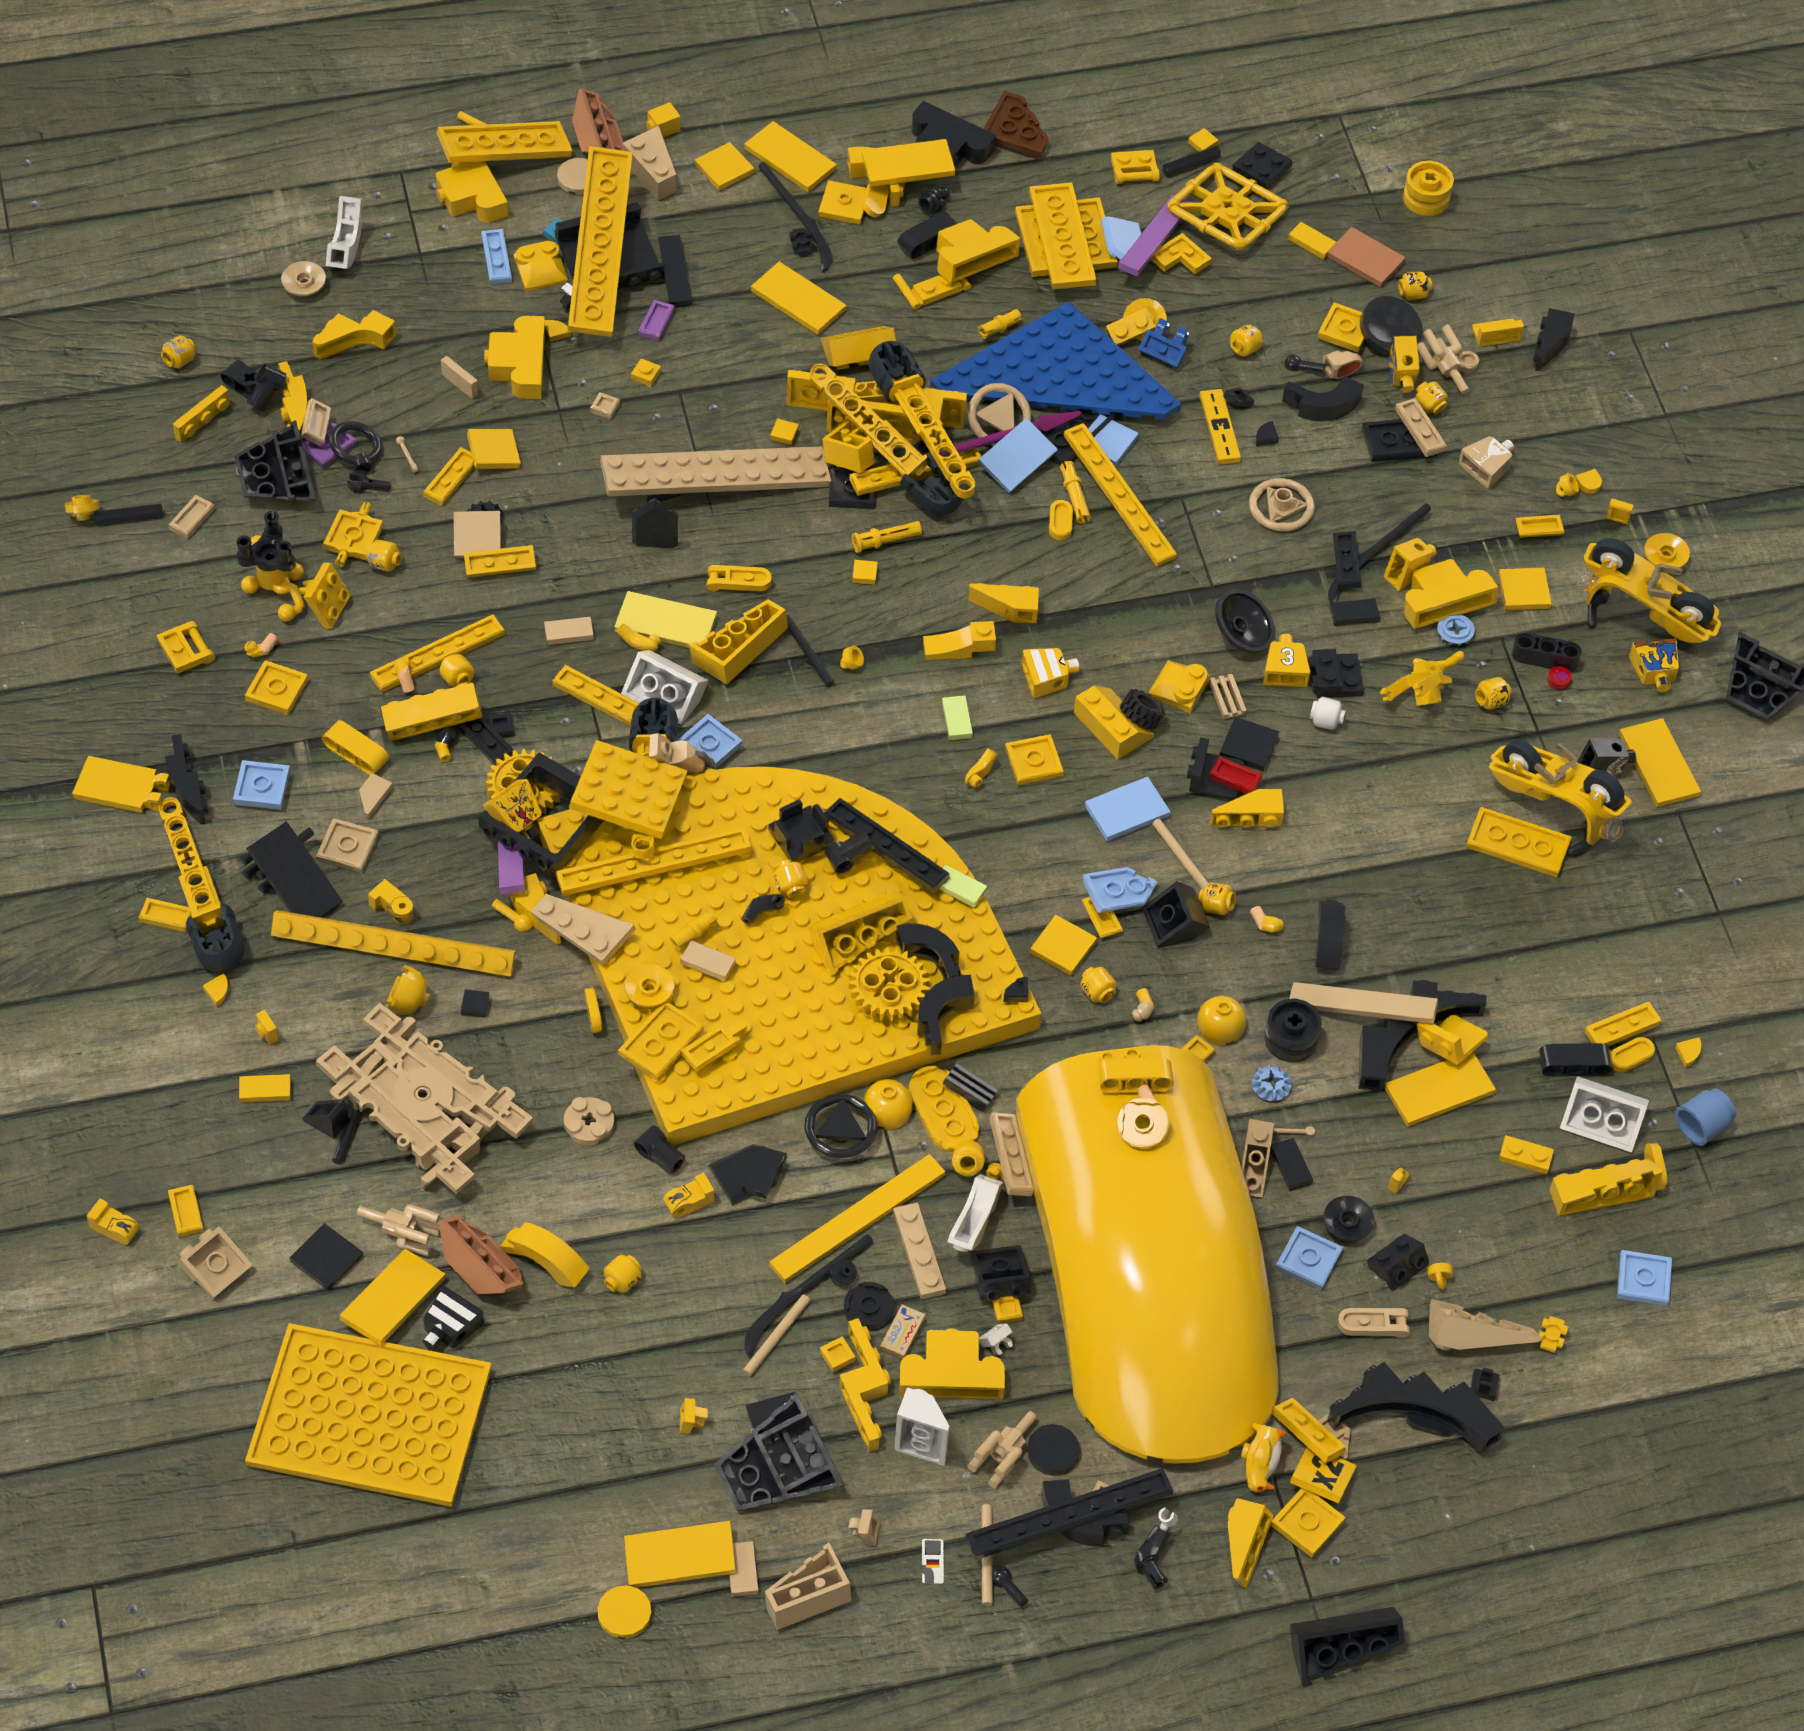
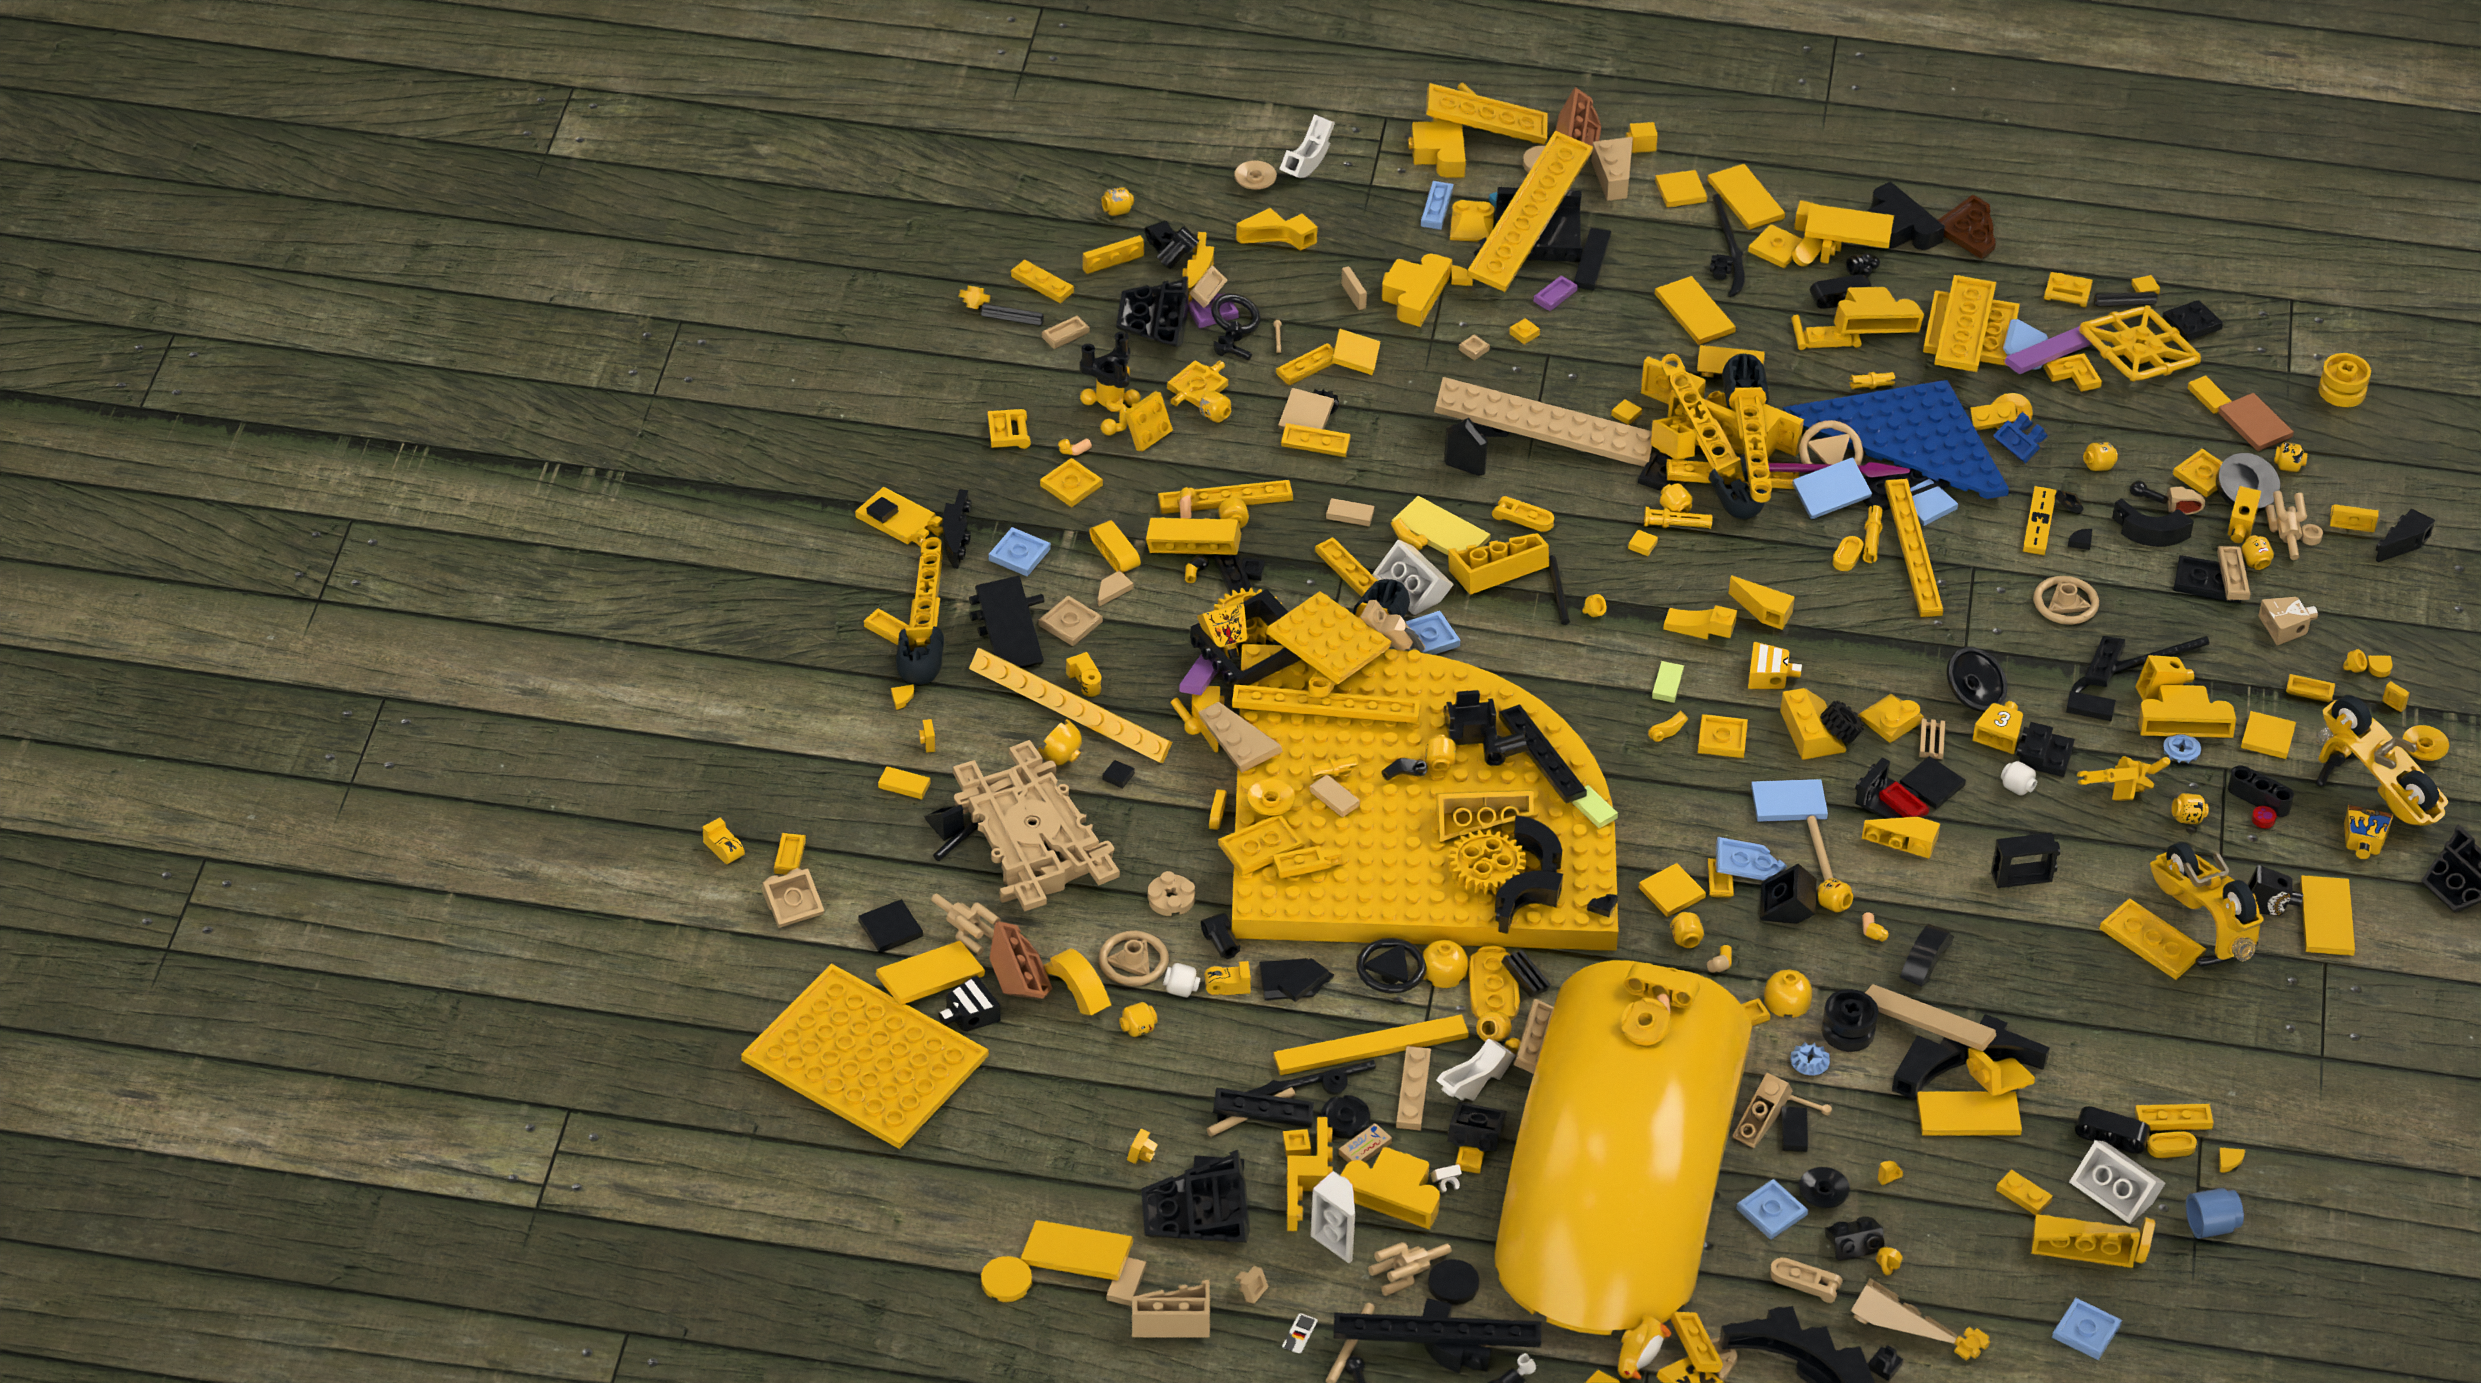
camera: 25 degrees right, 10 degrees down
(101, 784) = (882, 509): none -> black tile
(141, 465) = (1042, 281): none -> yellow plate
(584, 1206) = (1133, 958): none -> tan piece
(644, 1215) = (1181, 980): none -> white head
(788, 1327) = (1263, 1107): none -> black tile
(877, 515) = (1676, 498): none -> yellow head
(1375, 802) = (2025, 873): none -> black window

